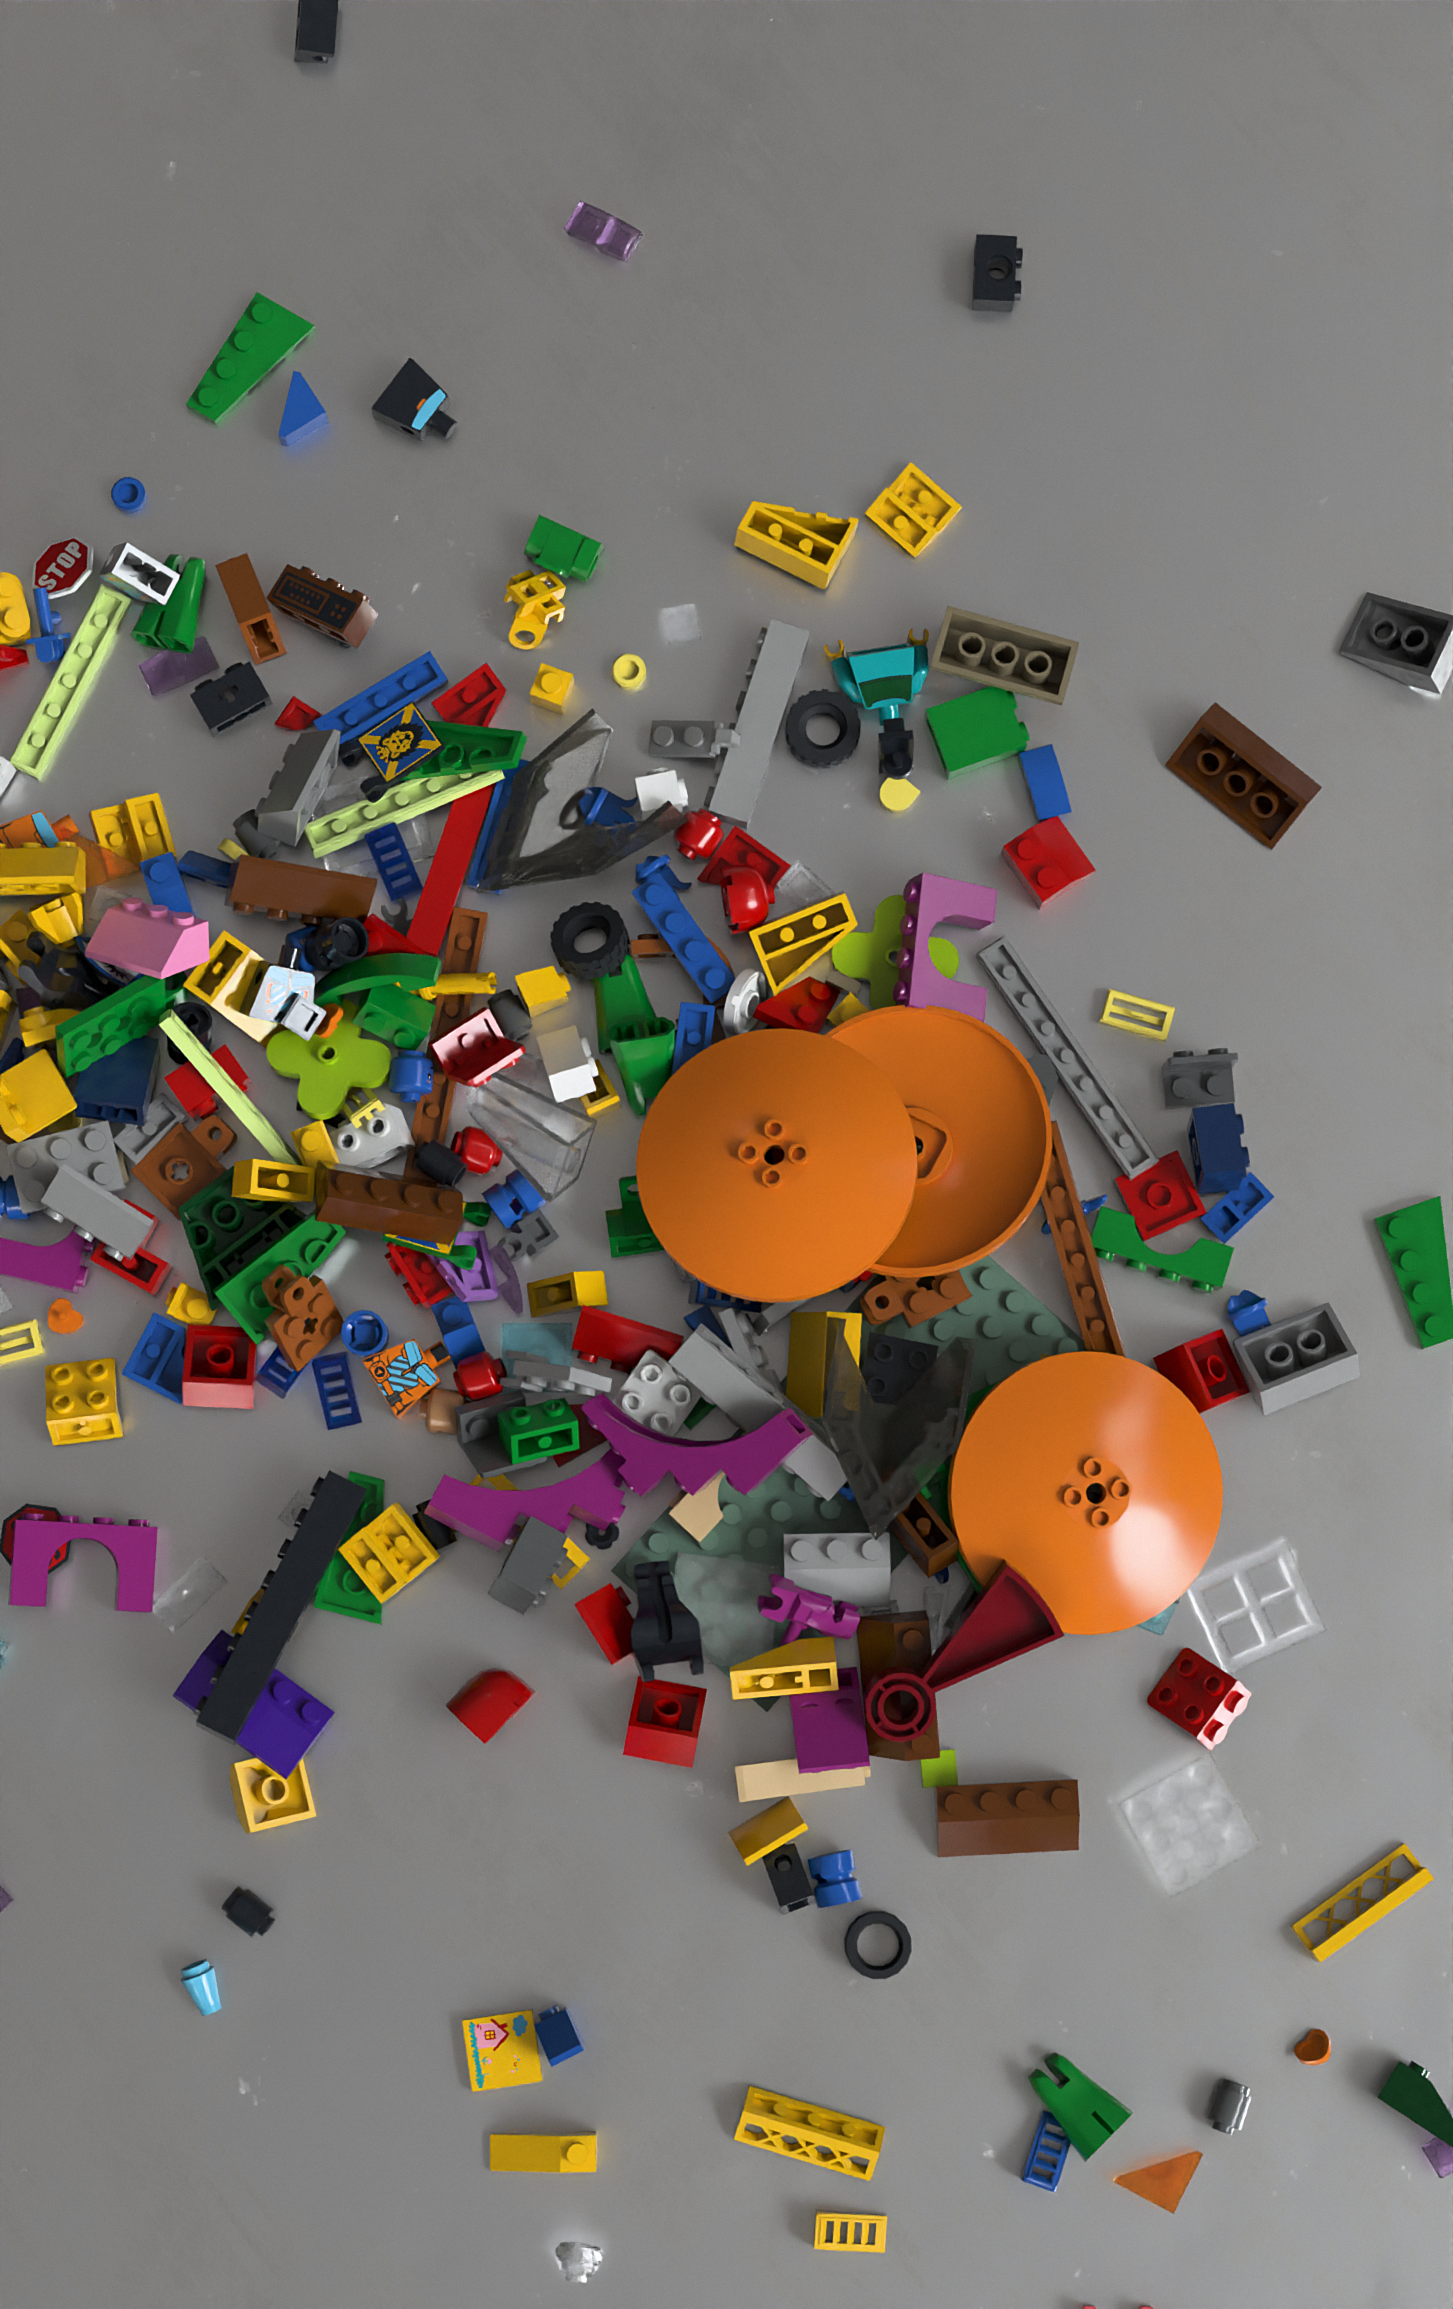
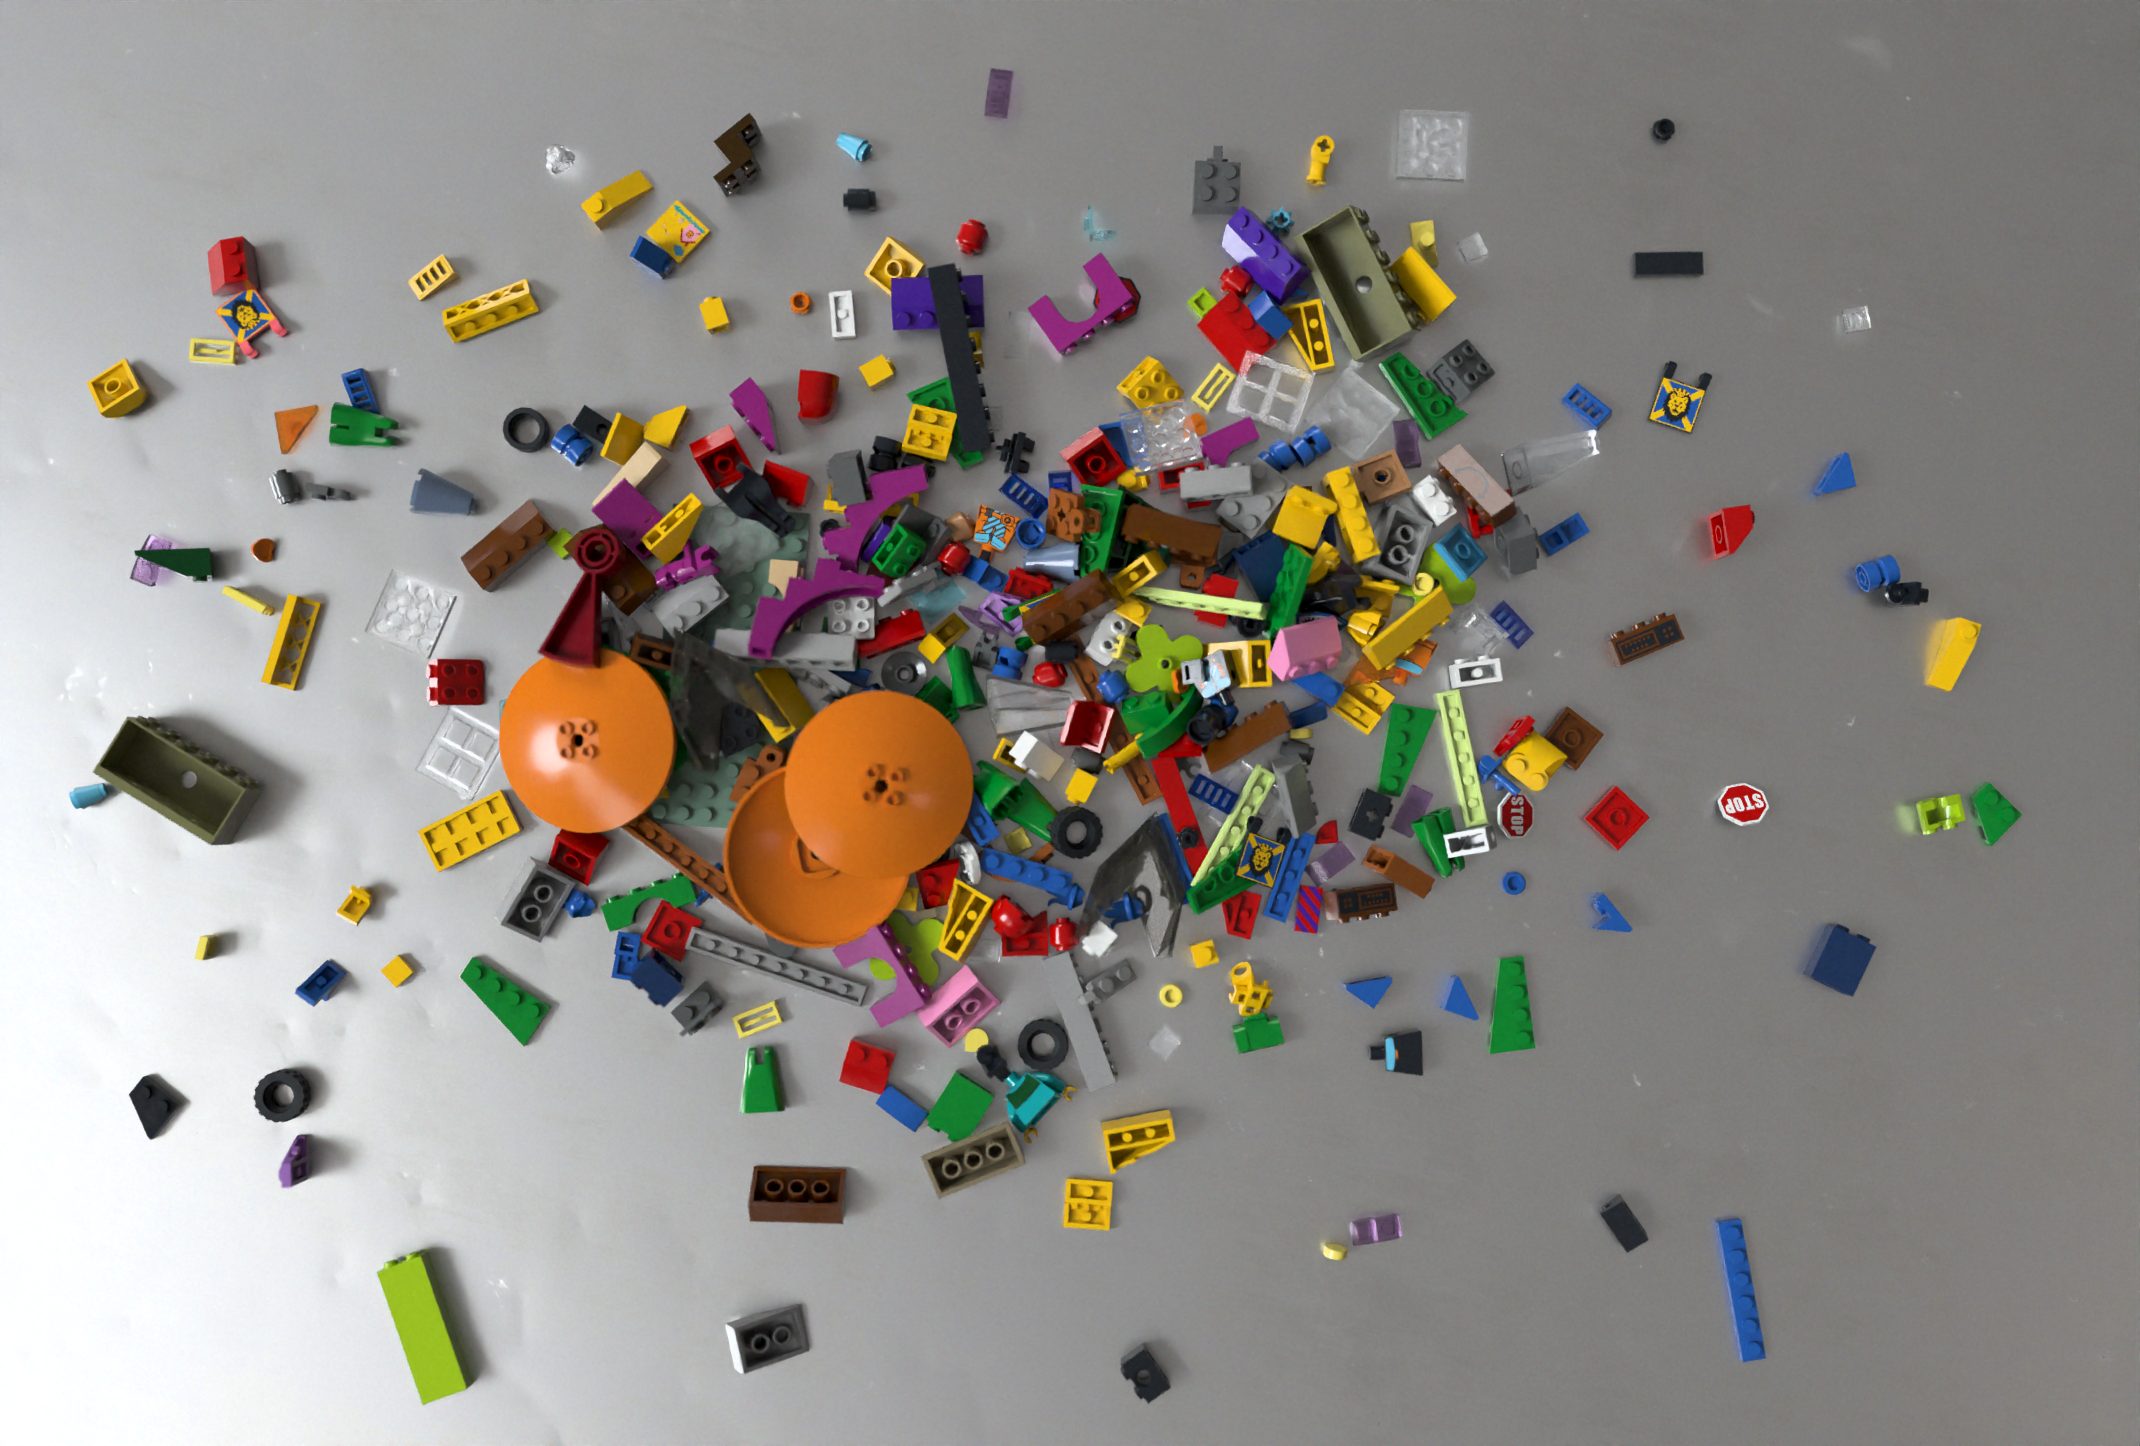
camera: 145 degrees right, 5 degrees up
(49, 367) = (1613, 919): none -> blue slope
(118, 1325) = (1160, 437): none -> clear plate
(123, 752) = (1403, 742): none -> green wing
(148, 1757) = (972, 237): none -> red head
(165, 1121) = (1222, 564): none -> black bar
(198, 1201) = (1170, 532): none -> reddish brown slope
(308, 1451) = (1012, 452): none -> black hips
(323, 678) = (1329, 863): none -> clear purple slope
(353, 2081) = (741, 161): none -> dark brown bracket
(361, 1276) = (1056, 562): none -> sand blue cone
(381, 1785) = (842, 314): none -> white plate
(390, 647) = (1308, 909): none -> tile
(393, 500) = (1369, 990): none -> blue slope
(393, 1678) = (878, 372): none -> yellow brick
(420, 1831) = (796, 298): none -> orange plate
(460, 840) = (1181, 838): none -> black plate
(464, 1568) = (885, 454): none -> black wheel
(536, 1907) = (715, 315): none -> yellow brick
(552, 1471) = (876, 538): none -> dark purple tile
(575, 1744) = (752, 402): none -> magenta slope
(586, 1211) = (965, 688): none -> green piece
(641, 1269) = (901, 662): none -> dark grey dish
(667, 986) = (1018, 841): none -> light yellow tile
(669, 242) = (1335, 1251): none -> light yellow tile
(704, 1812) = (666, 427): none -> yellow slope
(887, 848) = (957, 1006): none -> bright pink slope
(1044, 1940) = (440, 497): none -> sand blue cone
(1188, 2063) = (320, 492): none -> dark grey plate
(1190, 934) = (761, 1084): none -> green piece
(1314, 1502) = (470, 831): none -> yellow plate
(1378, 1997) = (248, 600): none -> light yellow tile

